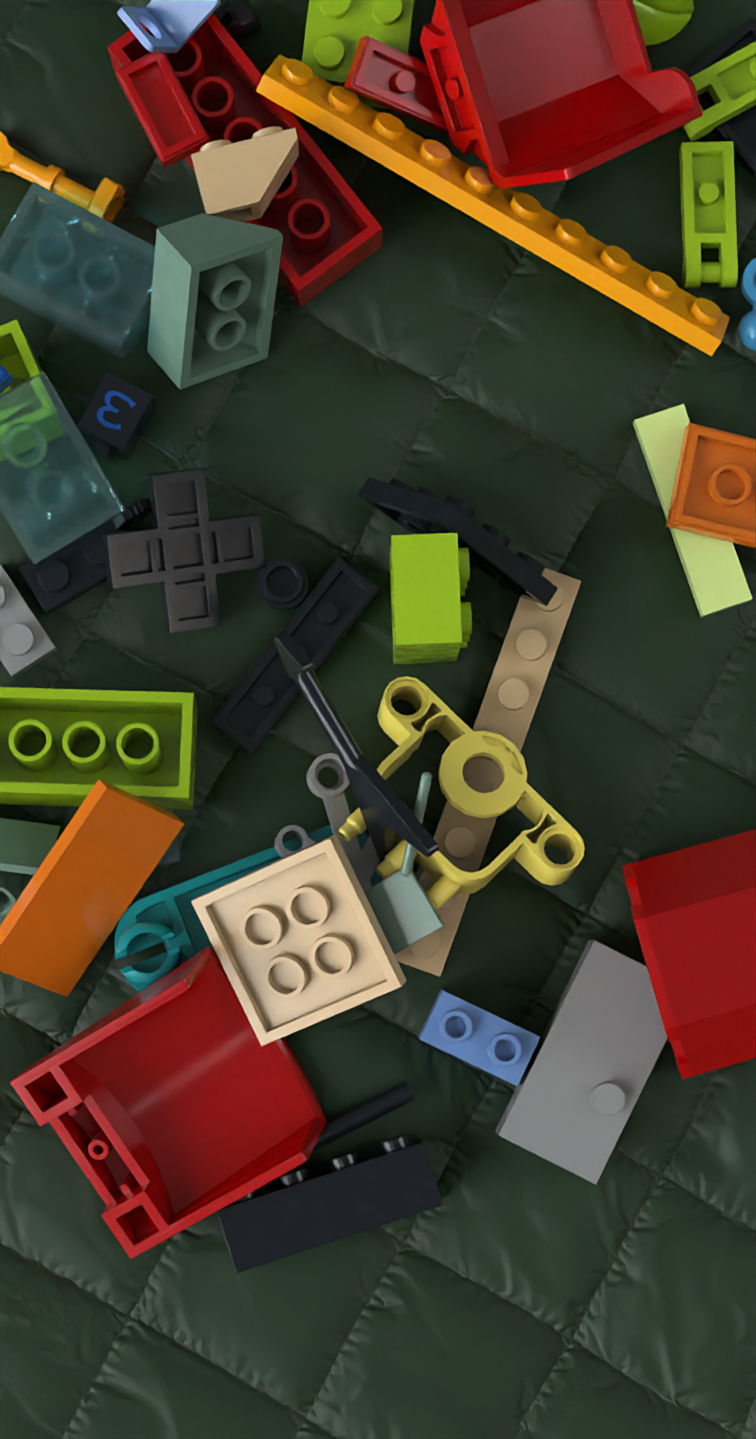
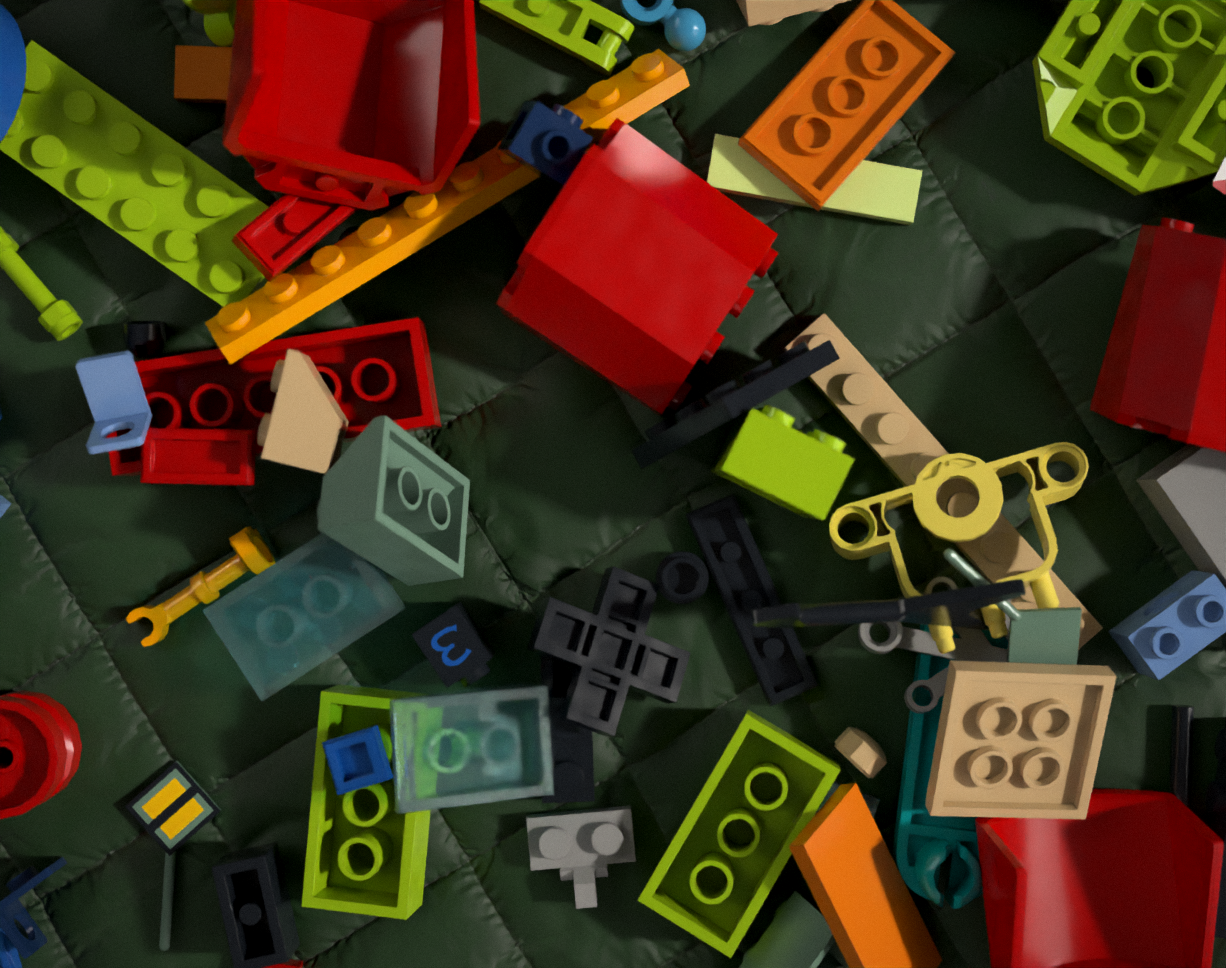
camera: 60 degrees left, 5 degrees up
(214, 820) = (861, 751): none -> tan tile
(528, 388) = (637, 269): none -> red windscreen
(590, 254) = (546, 141): none -> dark blue brick

